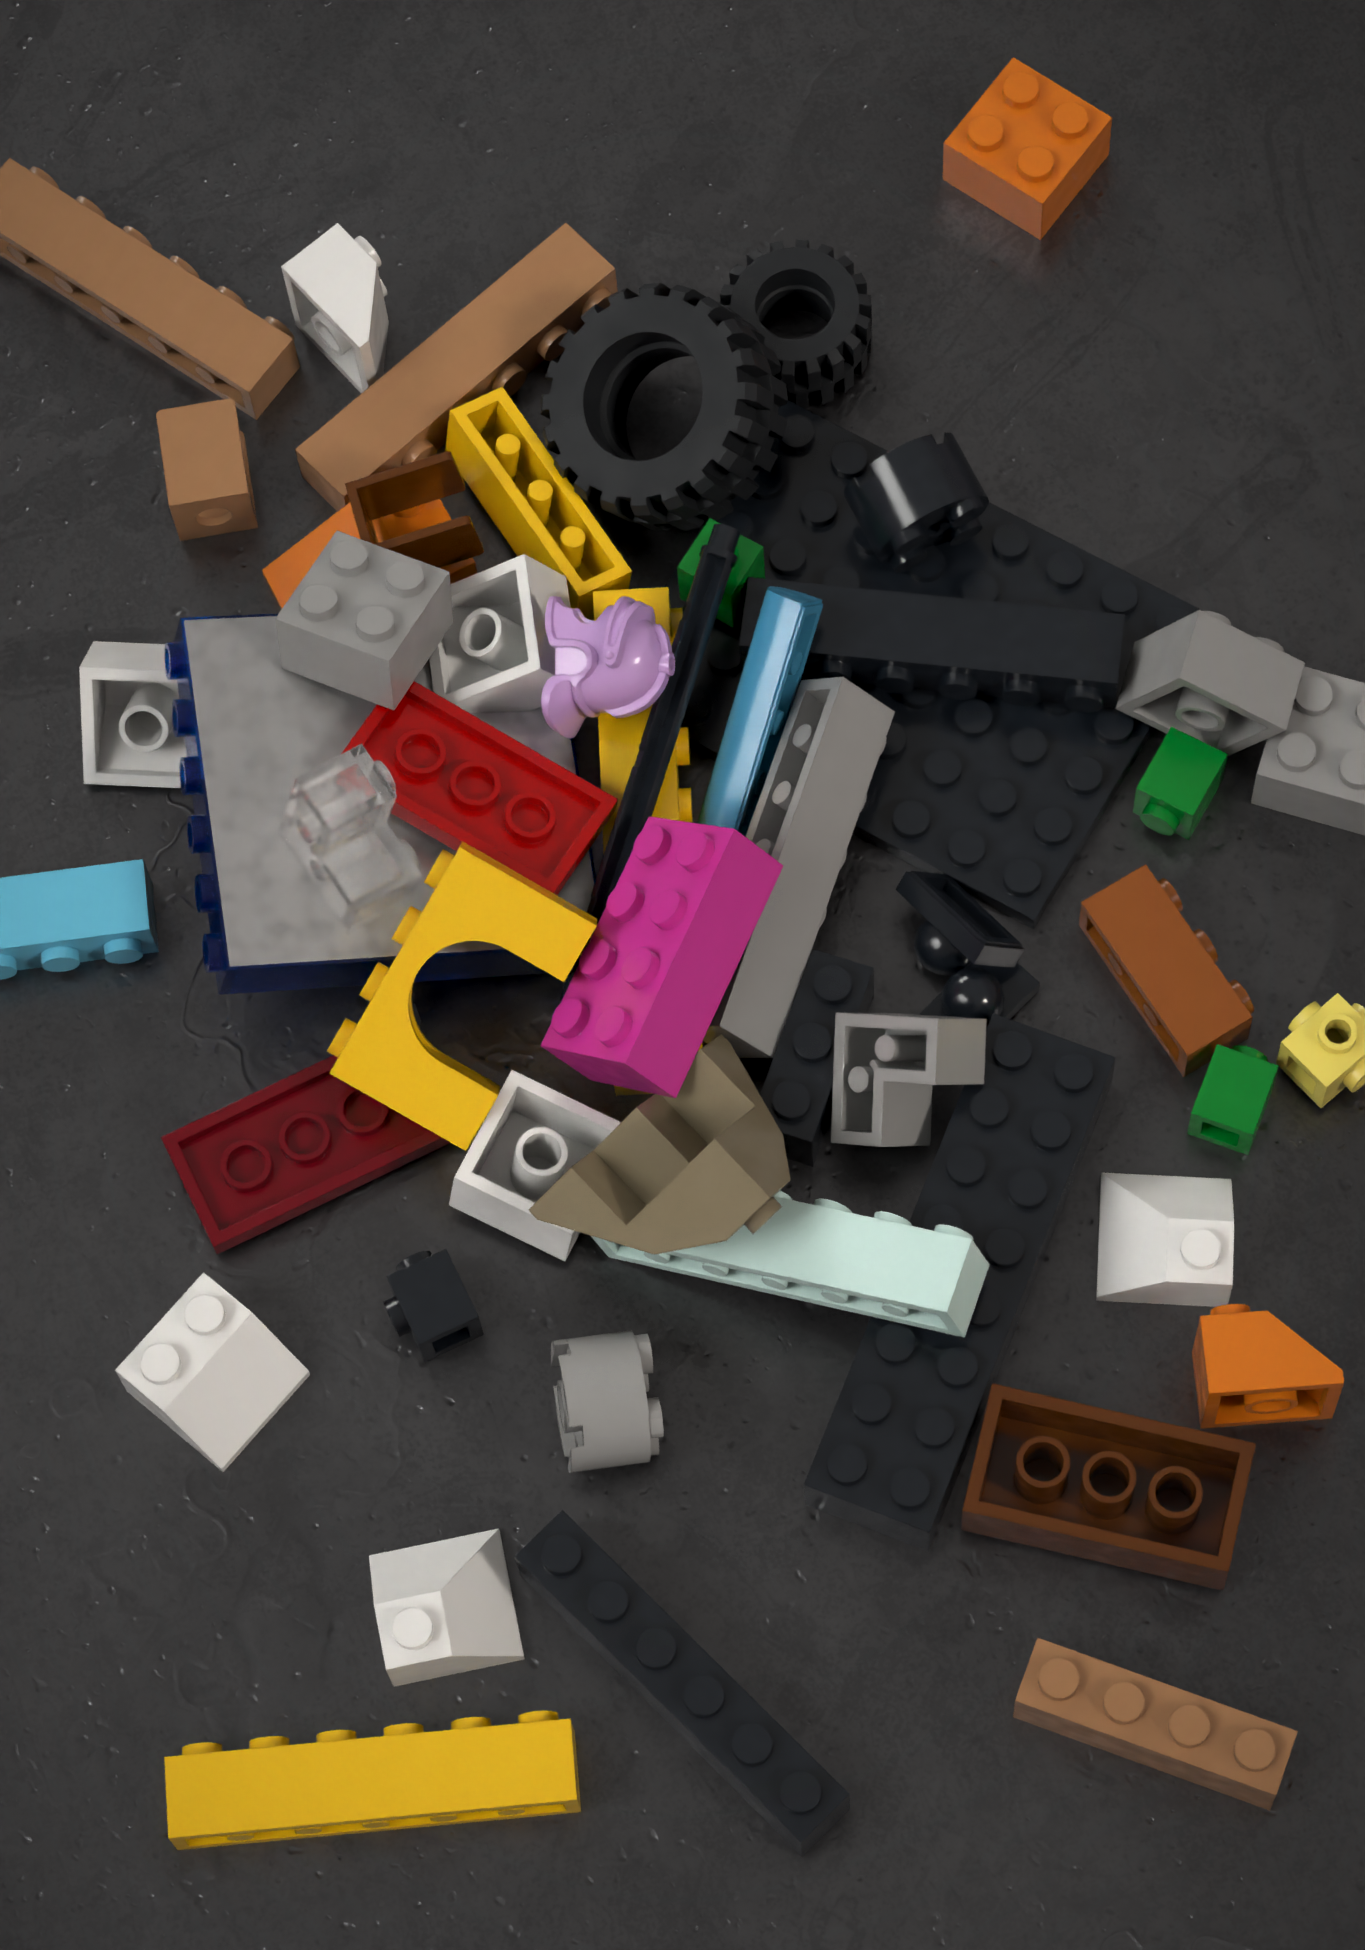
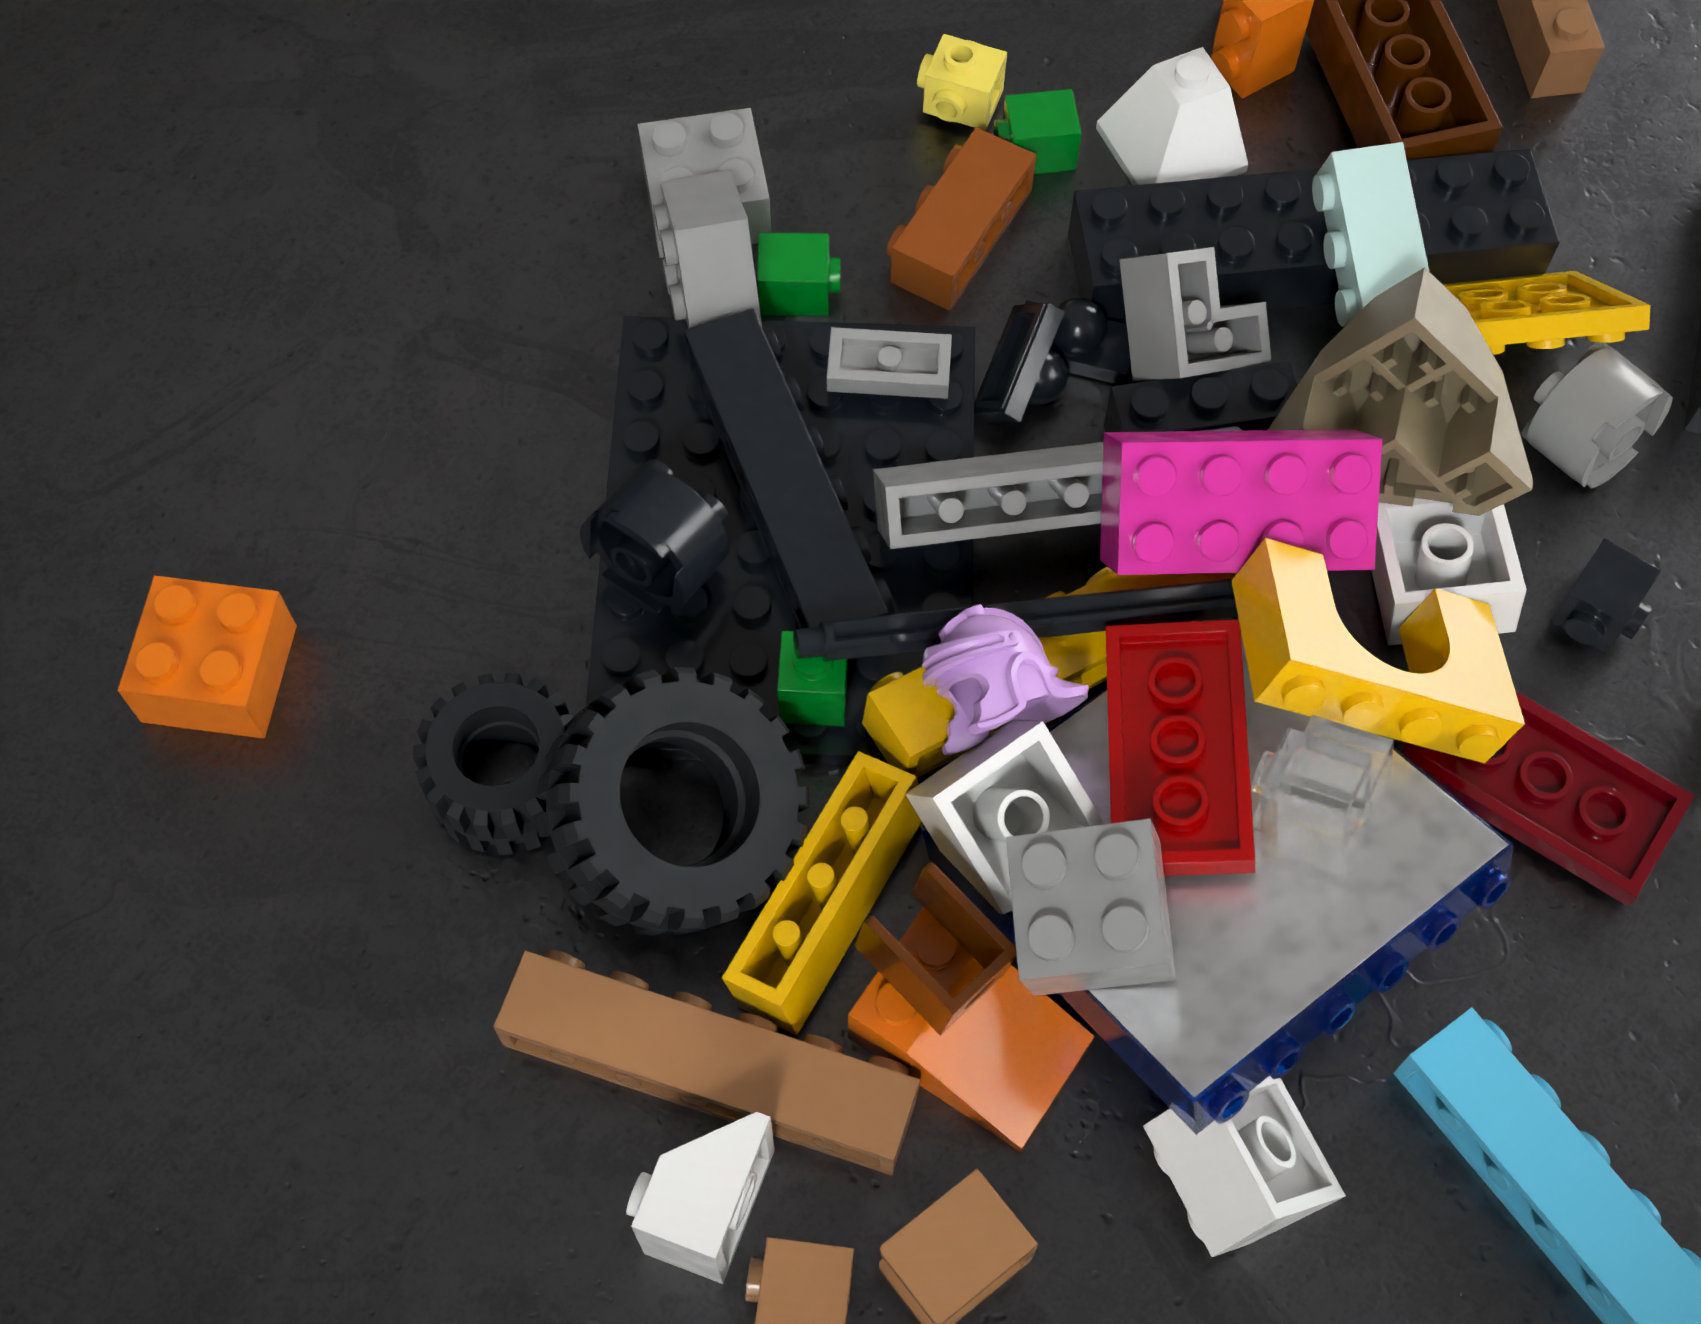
camera: 125 degrees left, 5 degrees down
(746, 1397) = (1549, 309): none -> yellow plate
(760, 706) = (936, 564): dark azure brick -> none
(1013, 797) = (889, 363): none -> light grey plate

